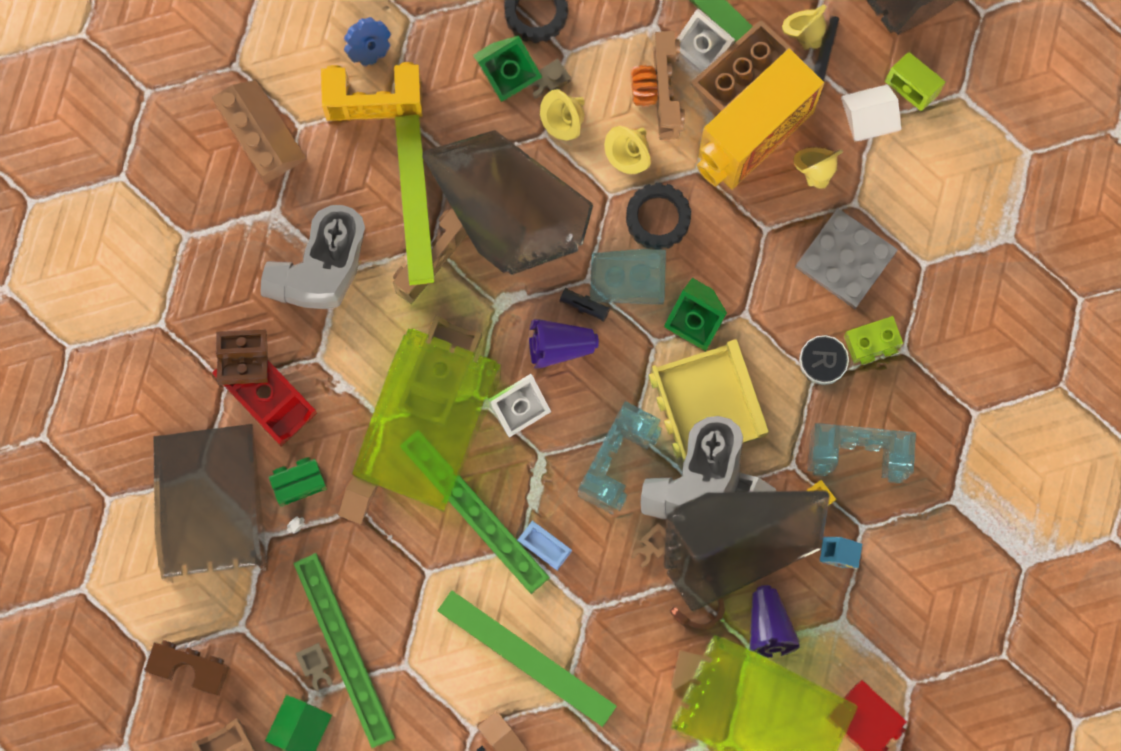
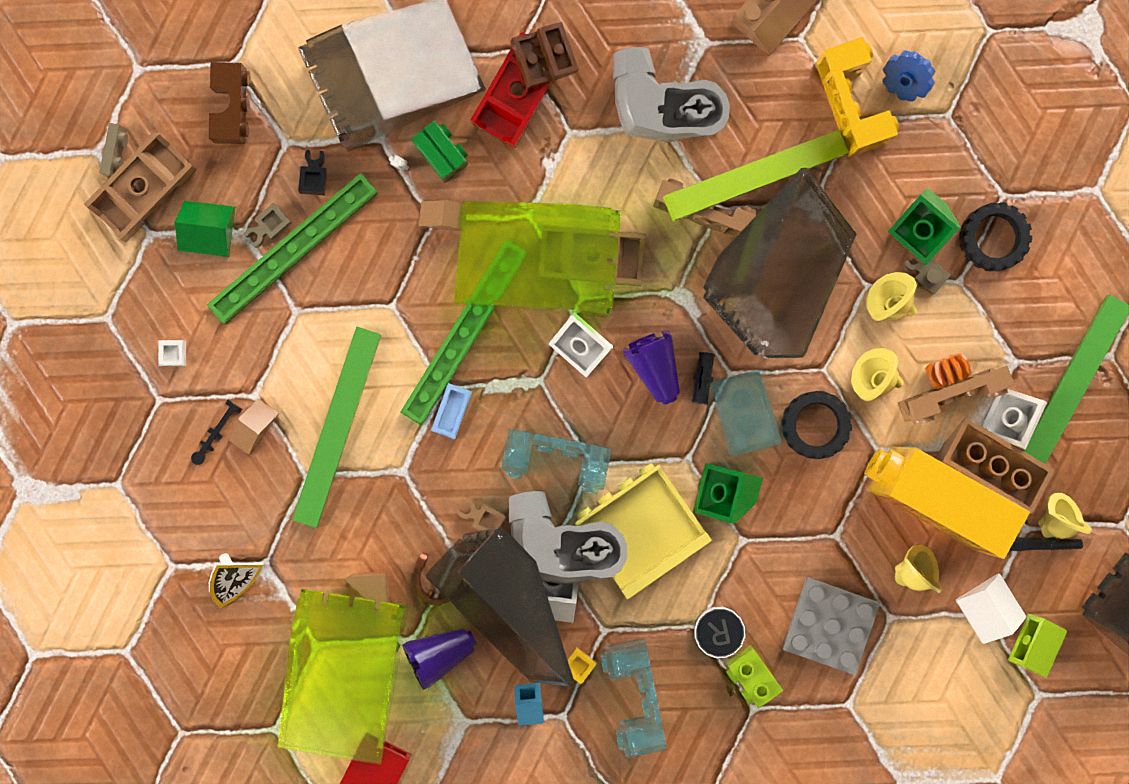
camera: 75 degrees right, 10 degrees up
(282, 609) = (313, 178): none -> black plate

